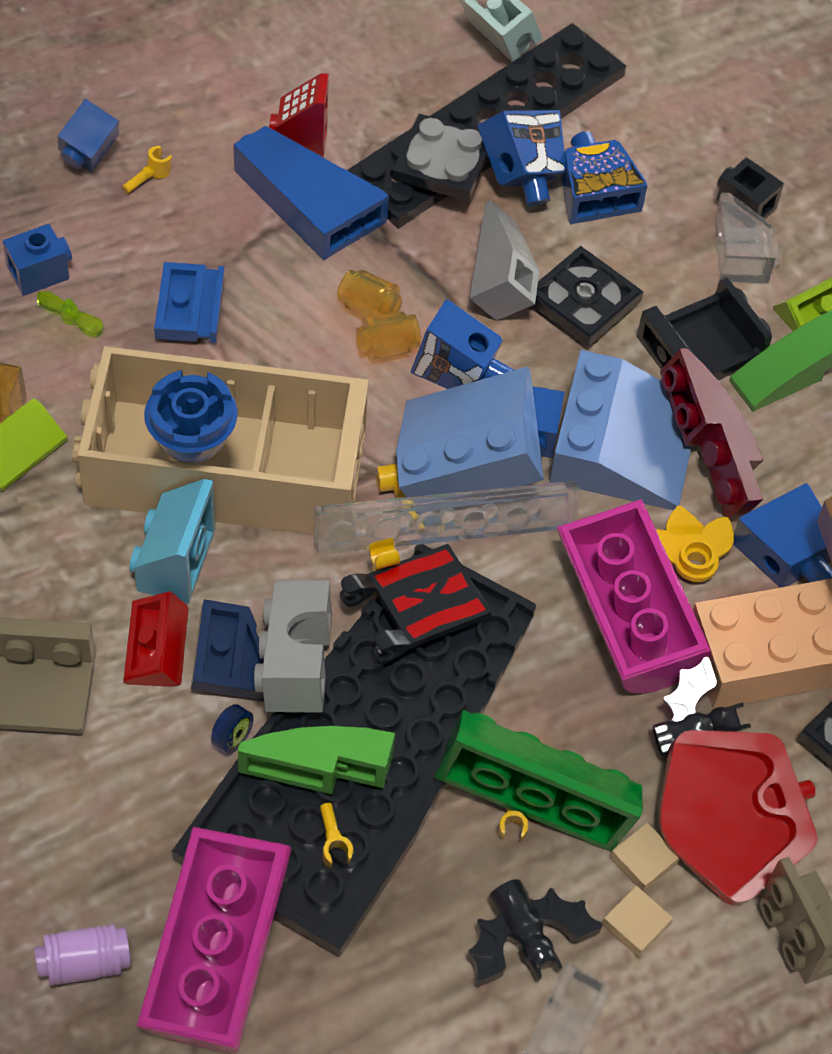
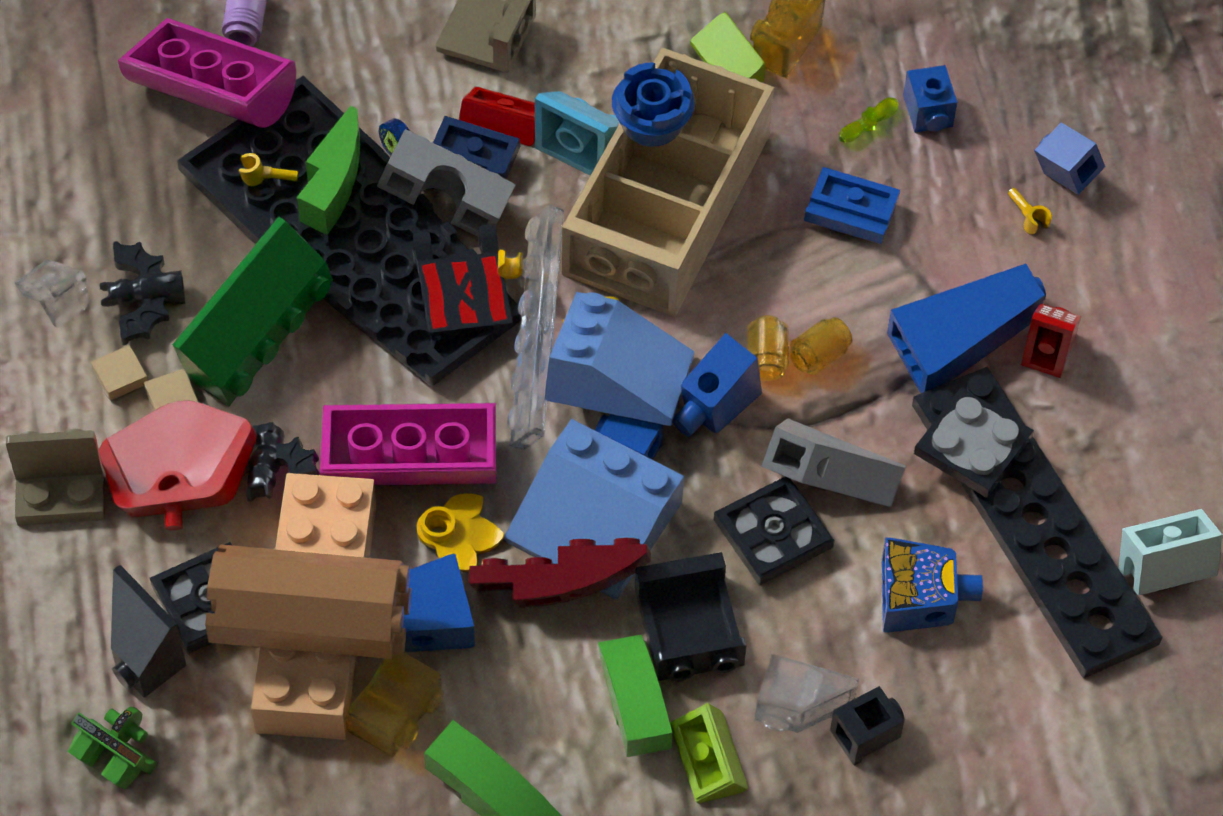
camera: 110 degrees right, 0 degrees up
(525, 150) = (961, 512): blue torso -> none

